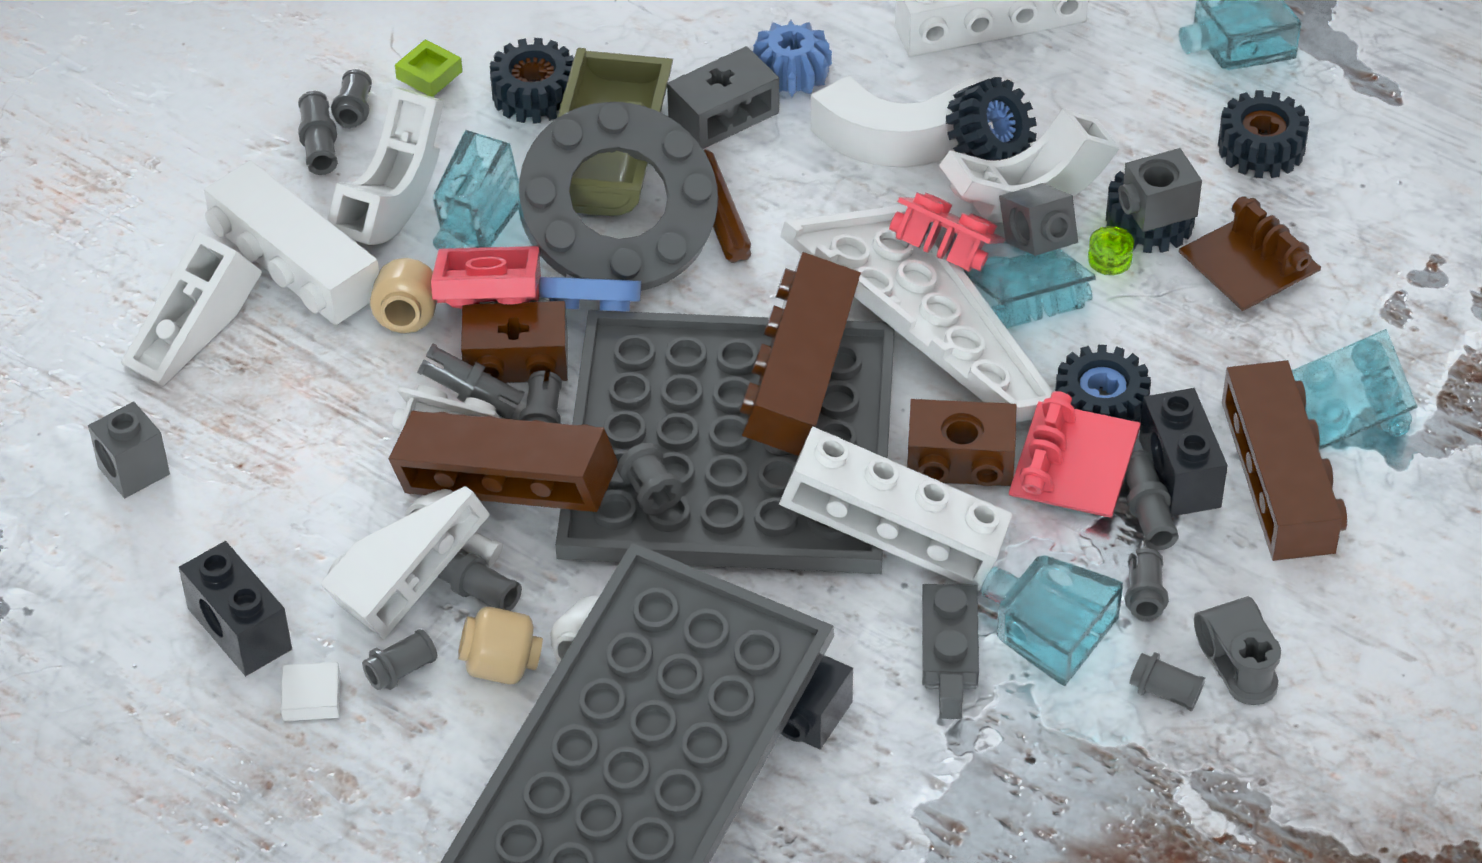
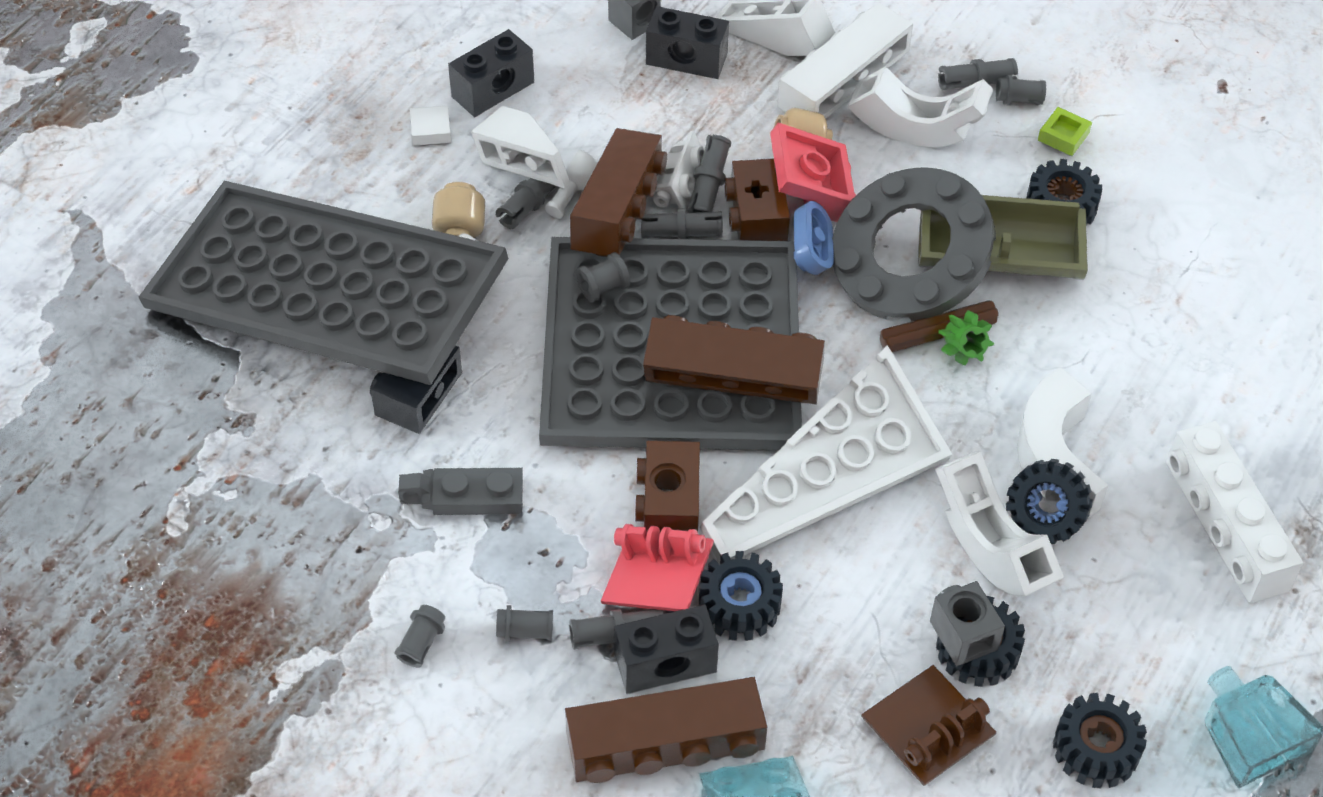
camera: 85 degrees right, 5 degrees up
(215, 397) = (687, 42): none -> black brick
(389, 665) = (445, 158): dark grey pin -> none
(476, 193) = (901, 148): clear light blue torso -> none
(724, 97) = (1063, 318): dark grey brick -> none
(750, 175) = (975, 333): none -> bright green gear
(795, 55) = (1125, 363): medium blue gear -> none
(896, 508) = (576, 431): white brick -> none
(971, 230) = (910, 474): coral hinge -> none
(1031, 281) = (871, 544): clear light blue hinge -> none
(1039, 219) = (936, 540): dark grey brick -> none
(1054, 613) = (485, 553): clear light blue torso -> none
(1110, 250) = (915, 621): clear neon green bush -> none
(1240, 649) = (453, 686): dark grey piece -> none

